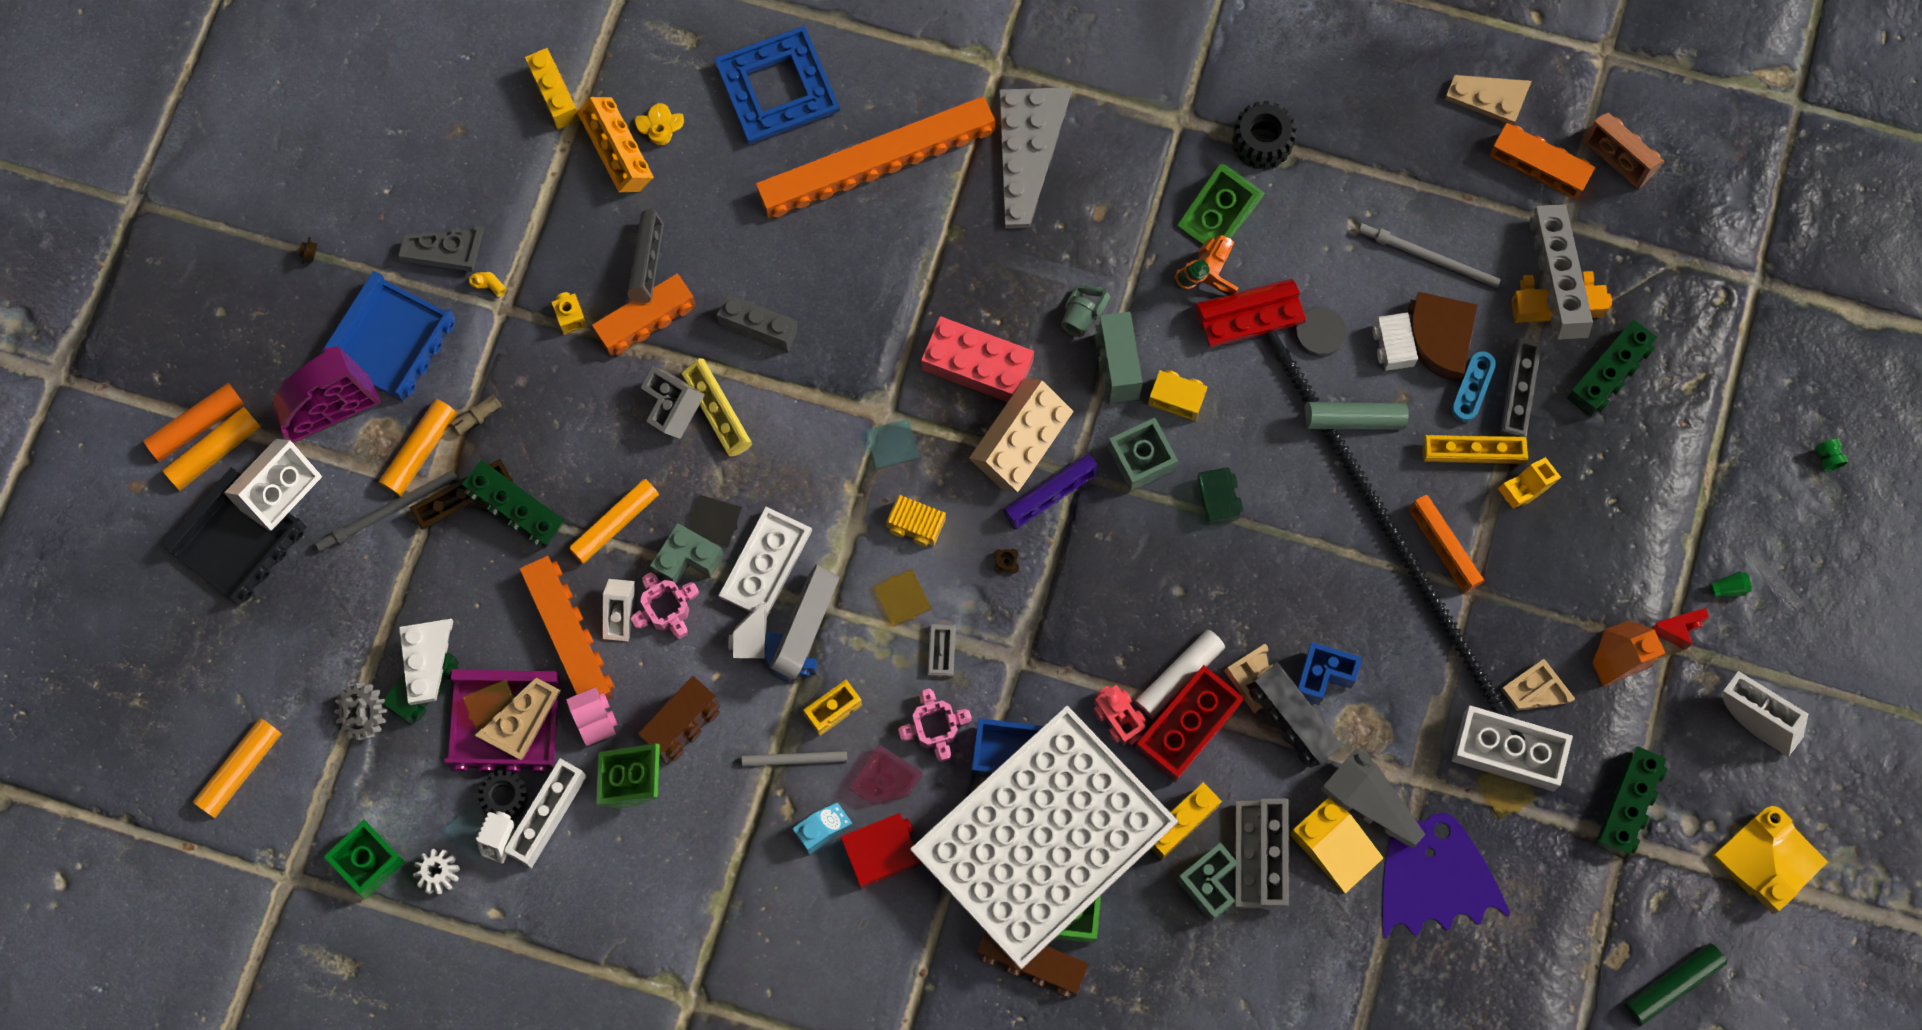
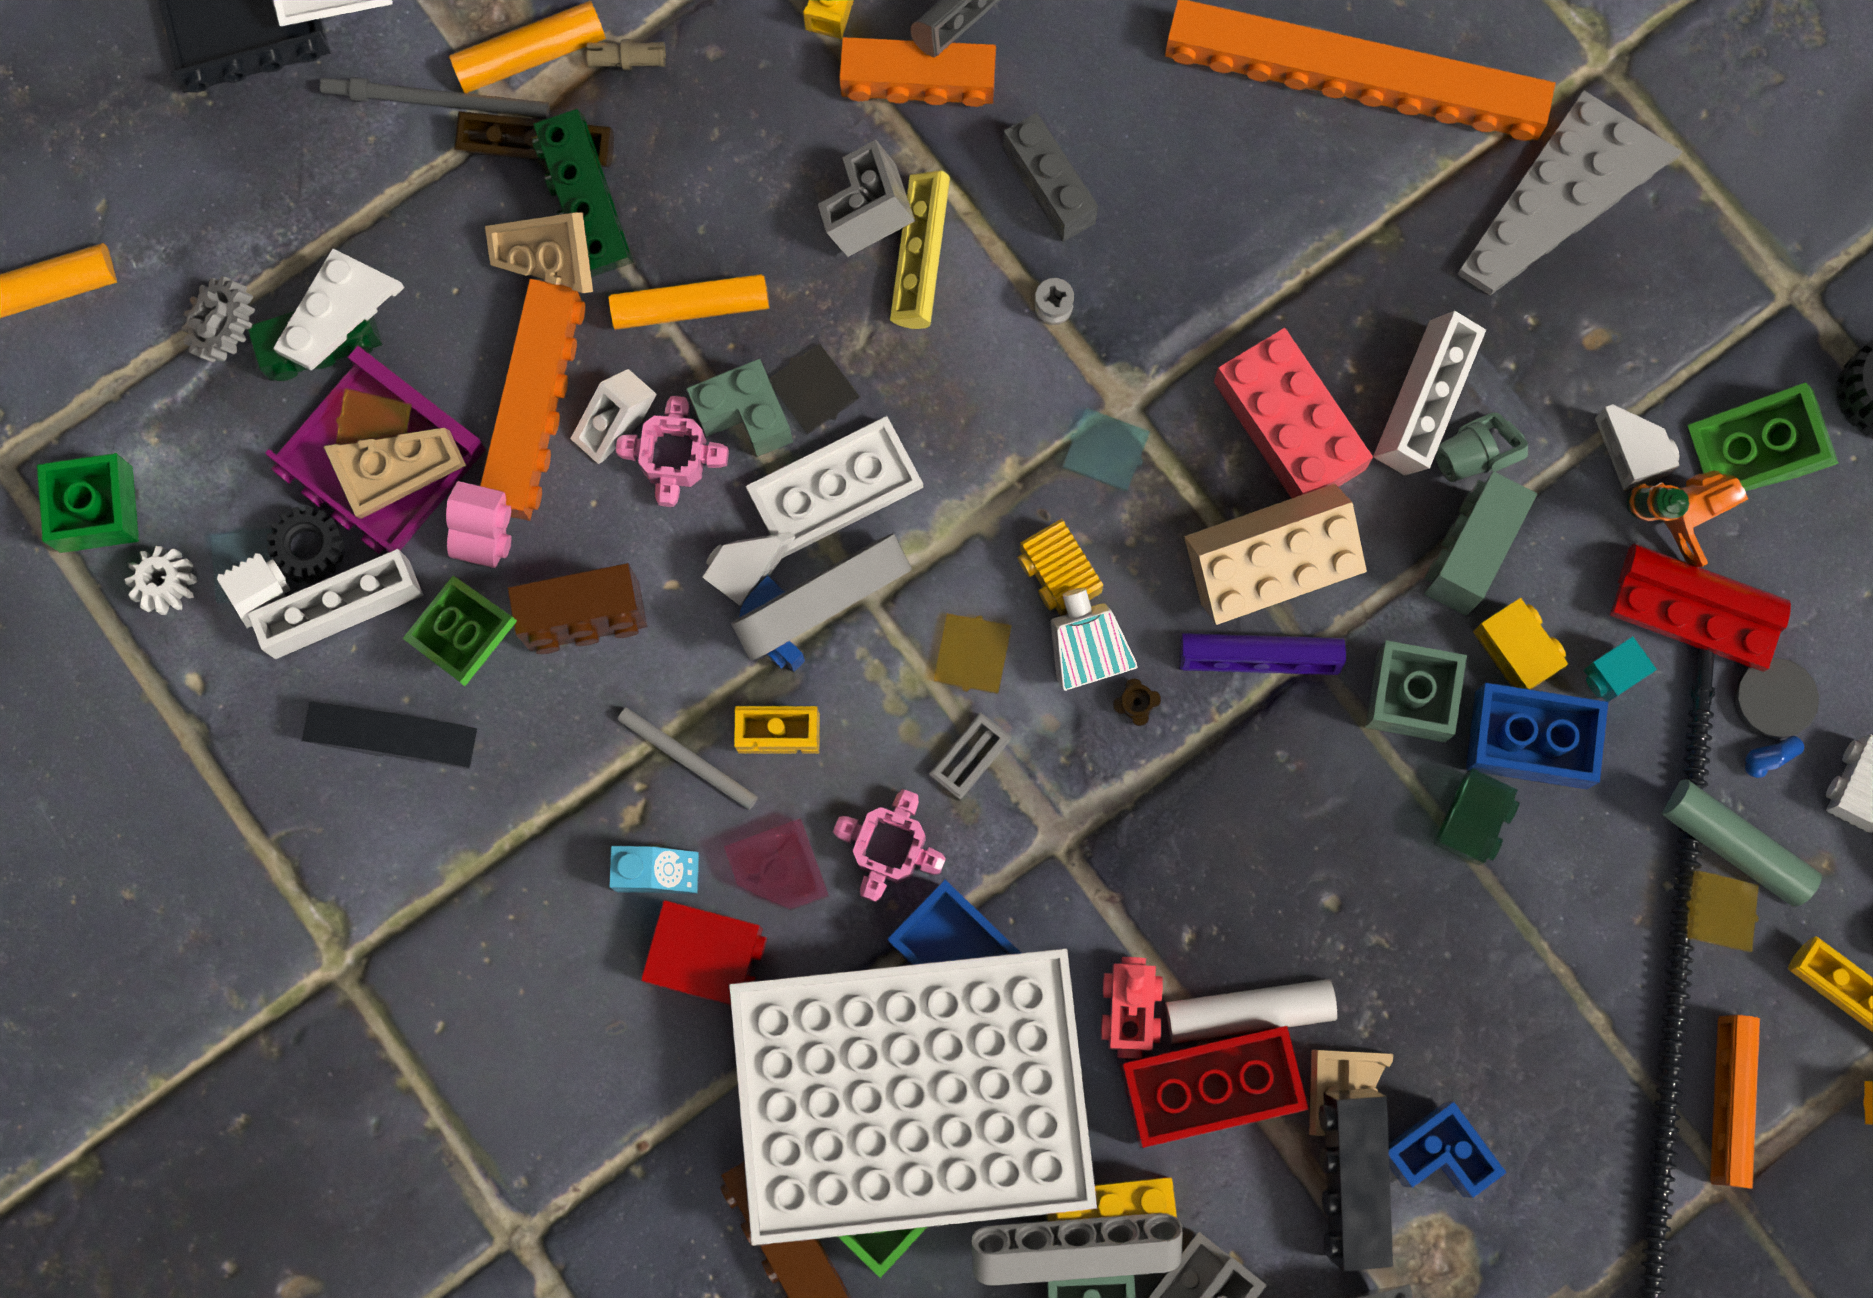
camera: 40 degrees right, 5 degrees up
(517, 545) = (543, 248): none -> tan wing
(626, 860) = (389, 734): none -> black slope
(811, 391) = (1054, 311): none -> light grey wheel
(959, 548) = (1088, 642): none -> white torso
(1037, 299) = (1429, 393): none -> white brick
(1160, 254) = (1636, 447): none -> white slope
(1183, 851) = (1077, 1249): none -> light grey beam
(1218, 433) = (1537, 736): none -> blue brick
(1234, 372) = (1618, 670): none -> teal brick
(1340, 361) = (1772, 756): none -> blue arm
(1372, 455) = (1722, 911): none -> clear yellow piece

